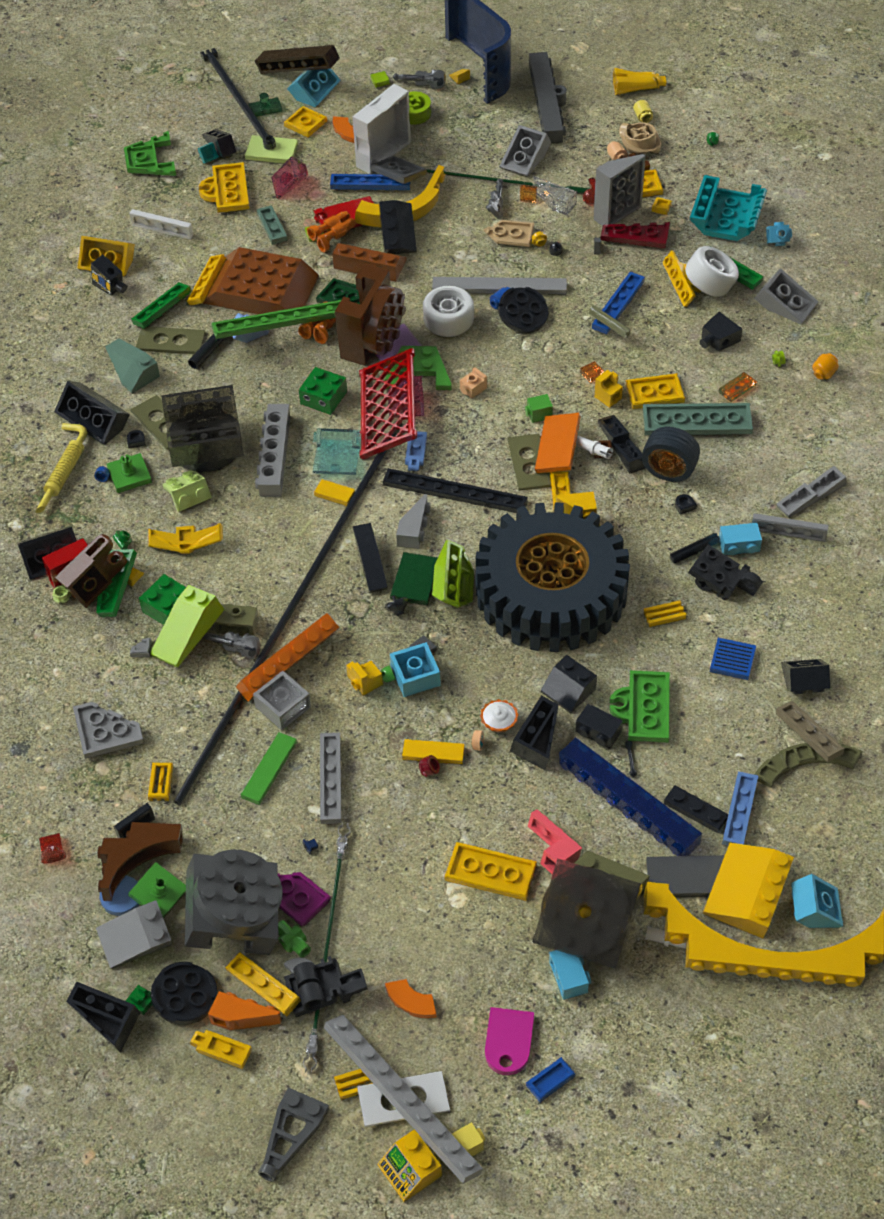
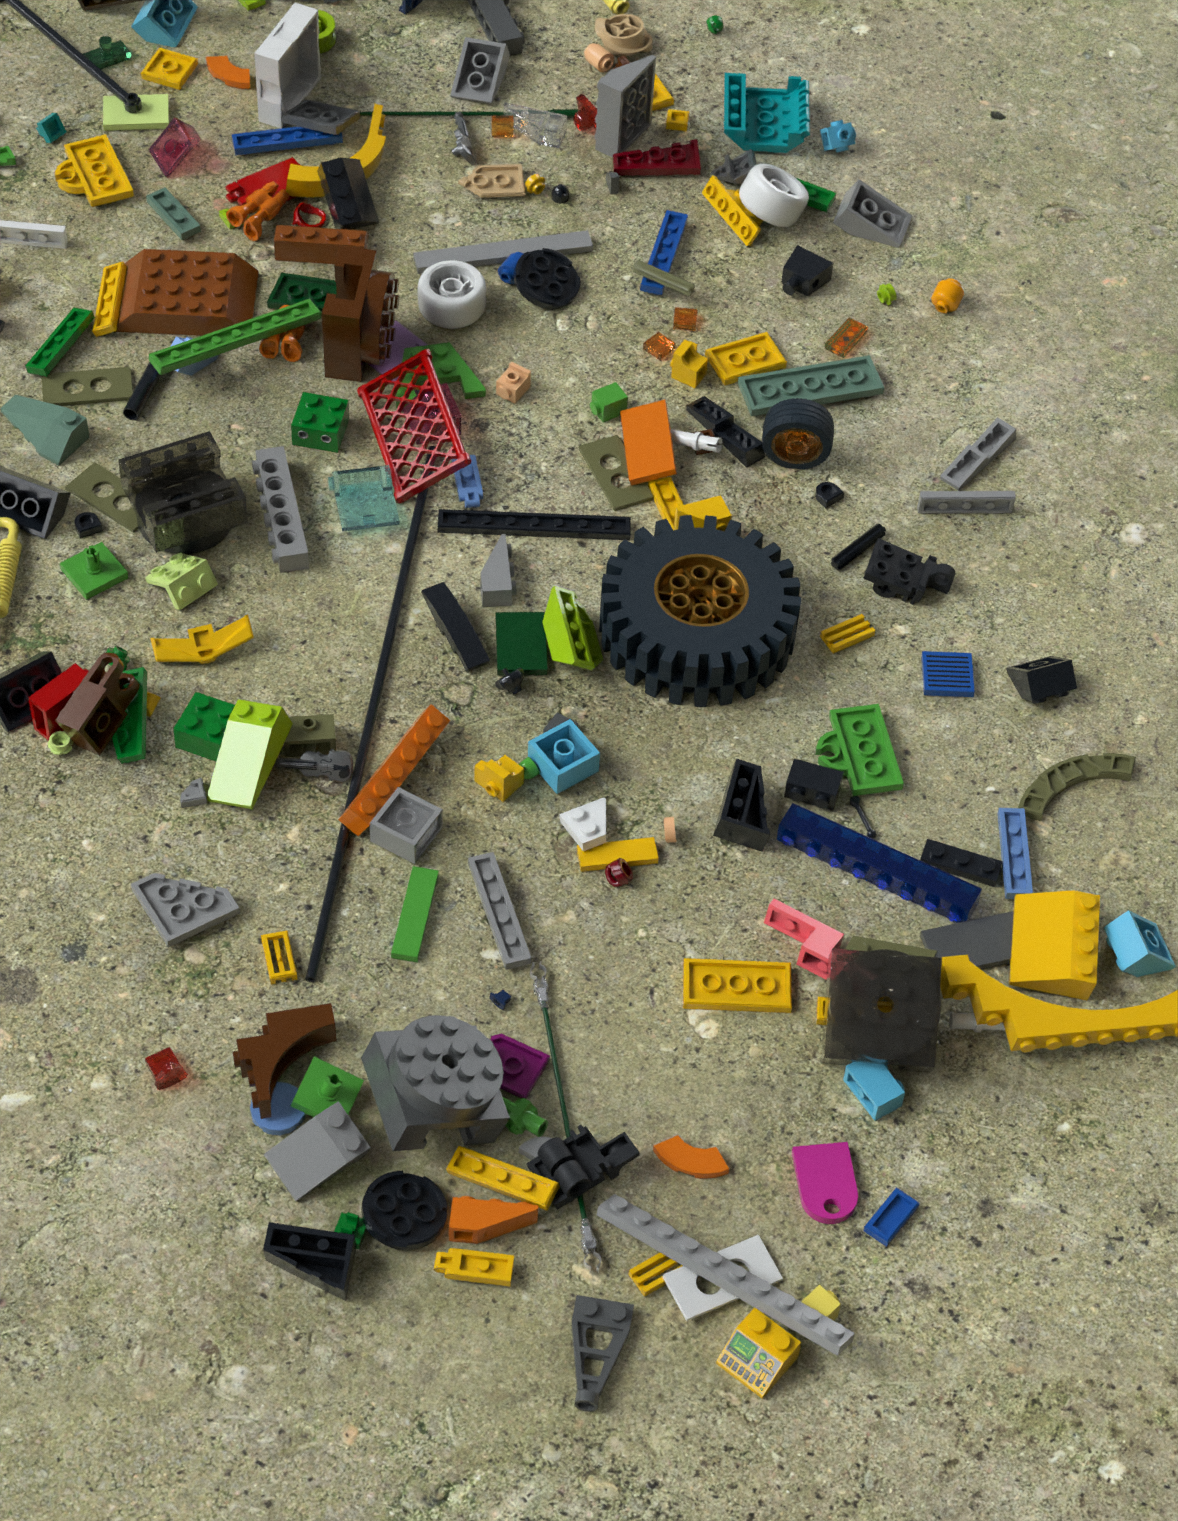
camera: 20 degrees left, 0 degrees up
(102, 474) = (58, 578): blue hinge -> none
(141, 815) = (274, 1002): black tile -> none
(222, 141) = (69, 109): black slope -> none
(334, 492) = (378, 551): yellow tile -> none
(368, 234) = (307, 208): none -> red piece
(417, 724) = (587, 824): none -> white wing
(499, 715) = (687, 794): white piece -> none
(569, 684) = (761, 738): black slope -> none
(618, 354) = (685, 319): none -> clear orange tile
(690, 246) = (736, 169): none -> flat silver slope
(740, 539) = (912, 525): medium azure brick -> none
(810, 731) = (1069, 744): dark tan plate -> none

